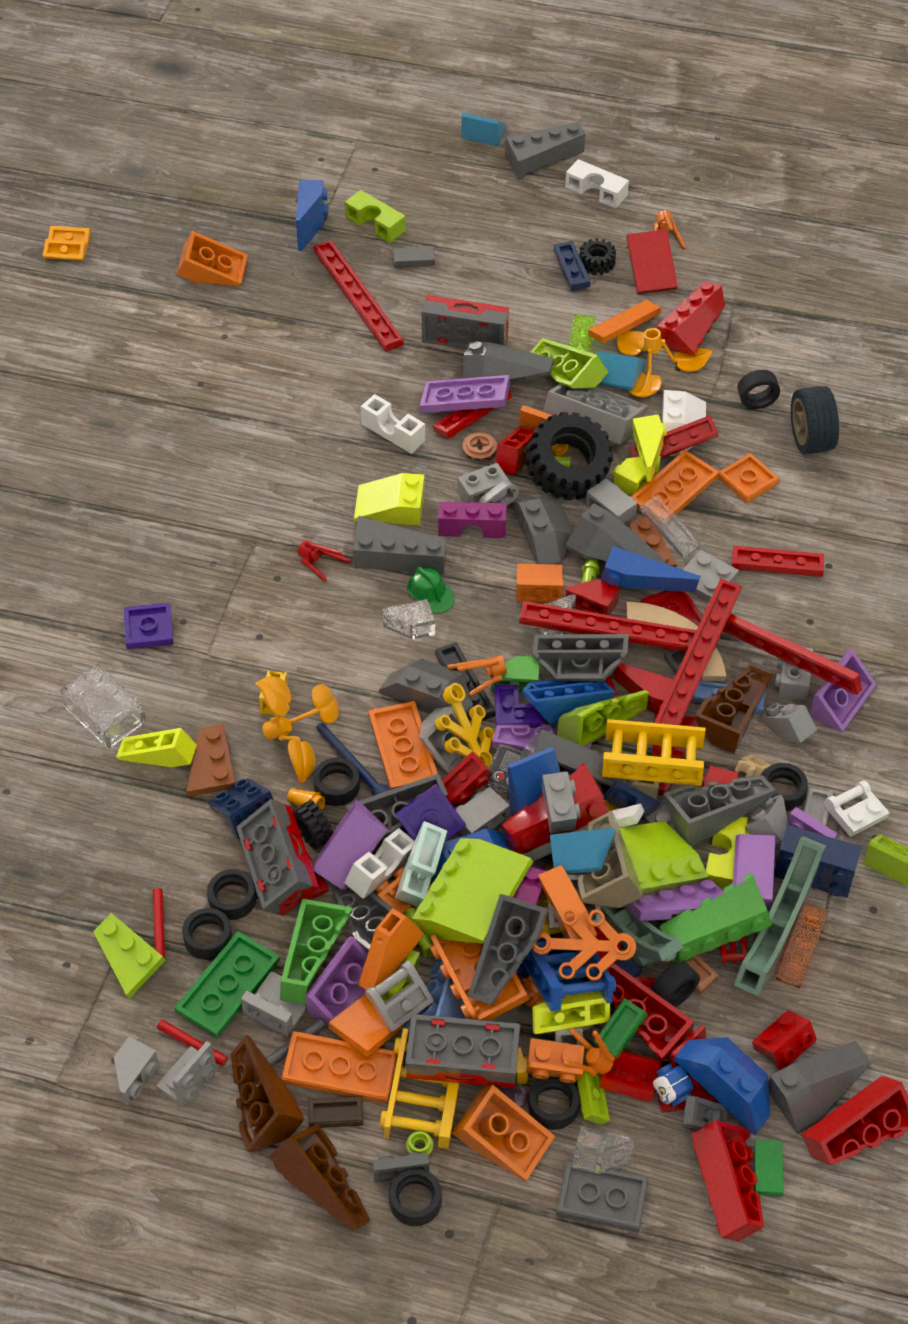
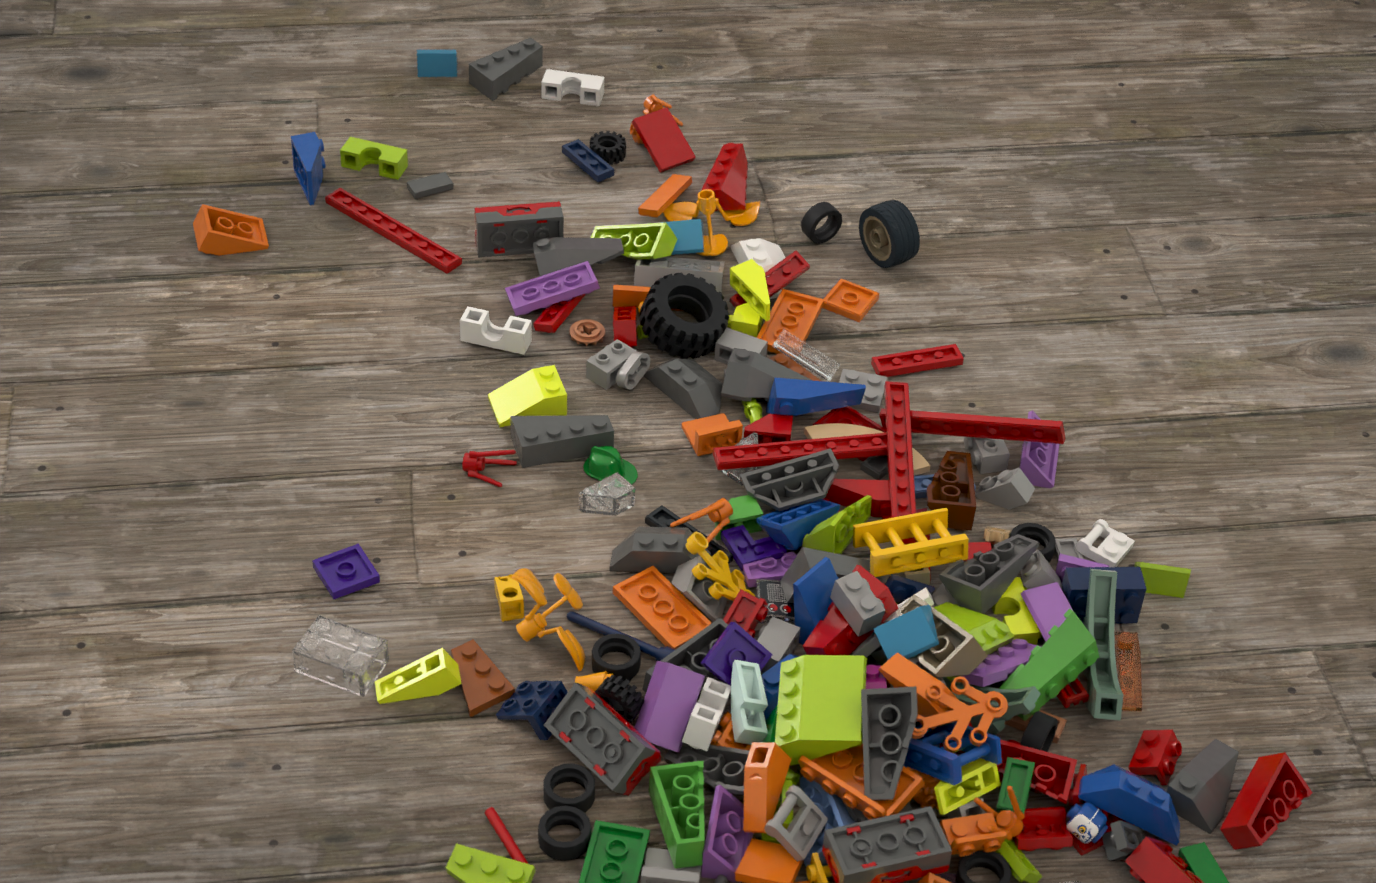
camera: 25 degrees left, 10 degrees down
(67, 243) = (64, 248): light orange slope -> none
(457, 515) = (601, 395): magenta arch -> none
(580, 330) = (627, 211): clear neon green tile -> none

